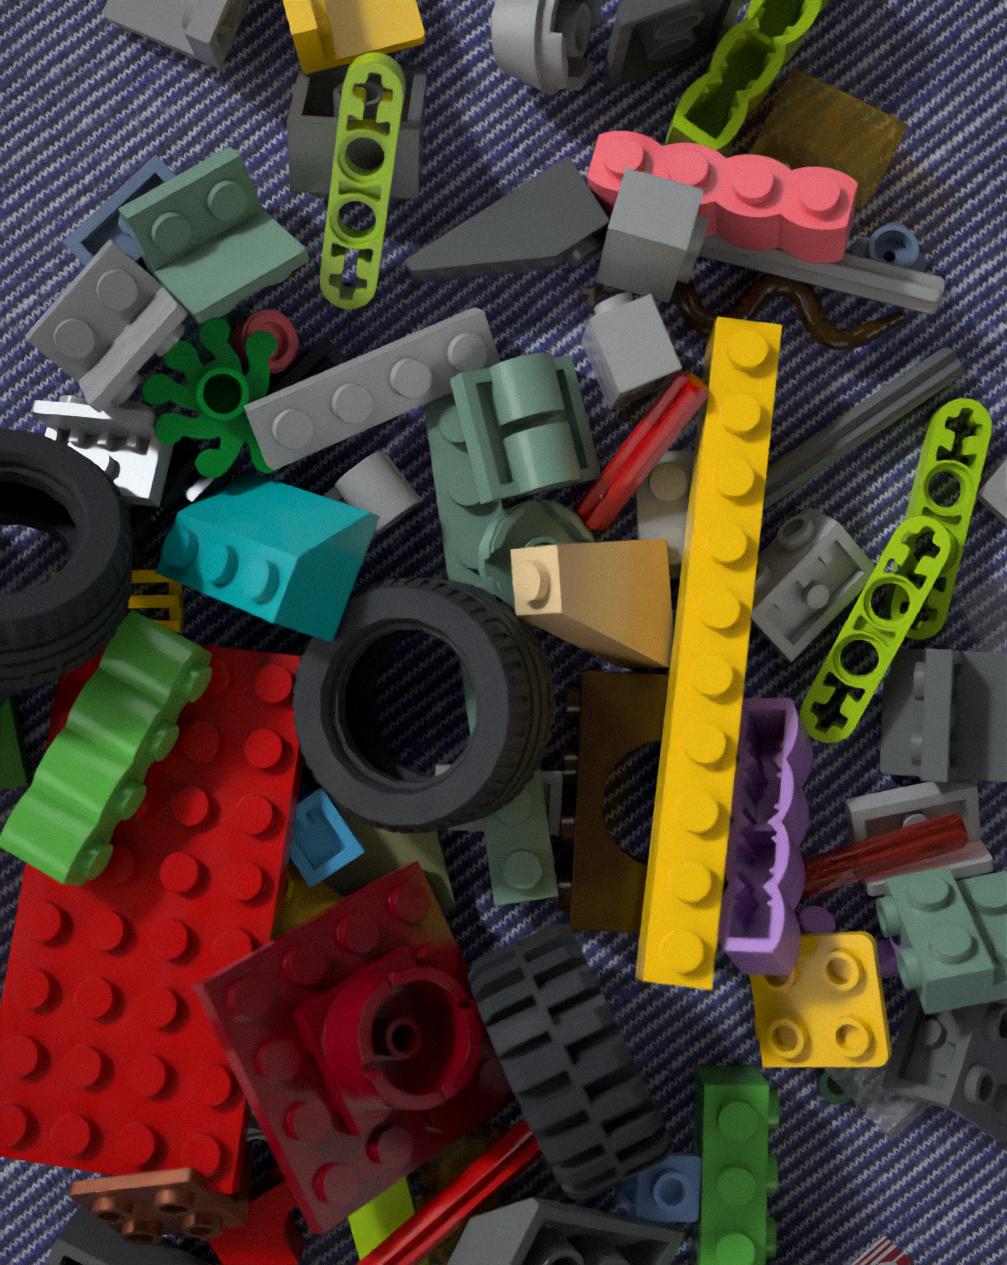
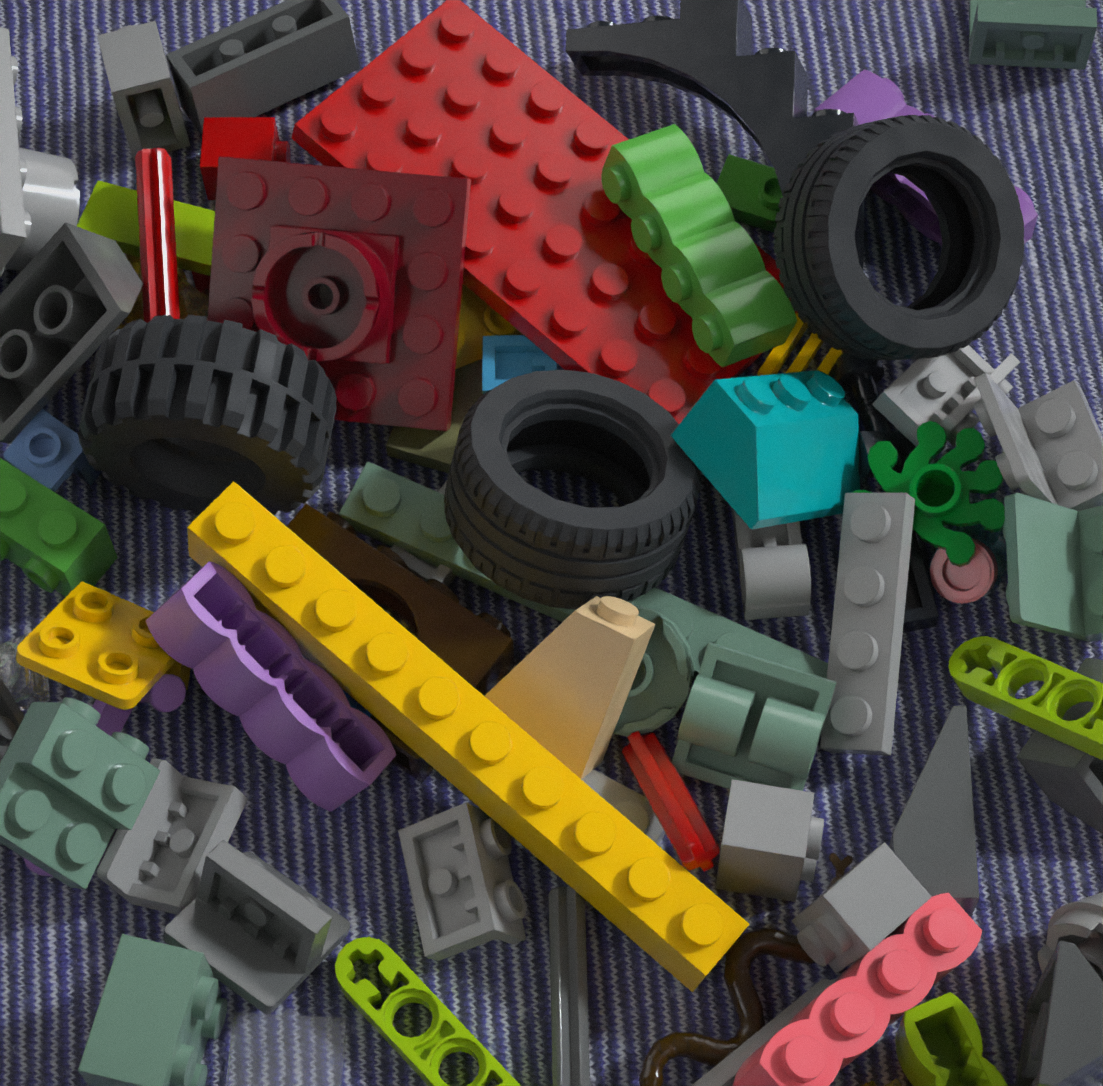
camera: 120 degrees right, 25 degrees down
(164, 1203) = (318, 89): copper bracket -> none
(870, 627) = (383, 909): lime beam -> none
(884, 853) = (182, 787): clear red axle -> none

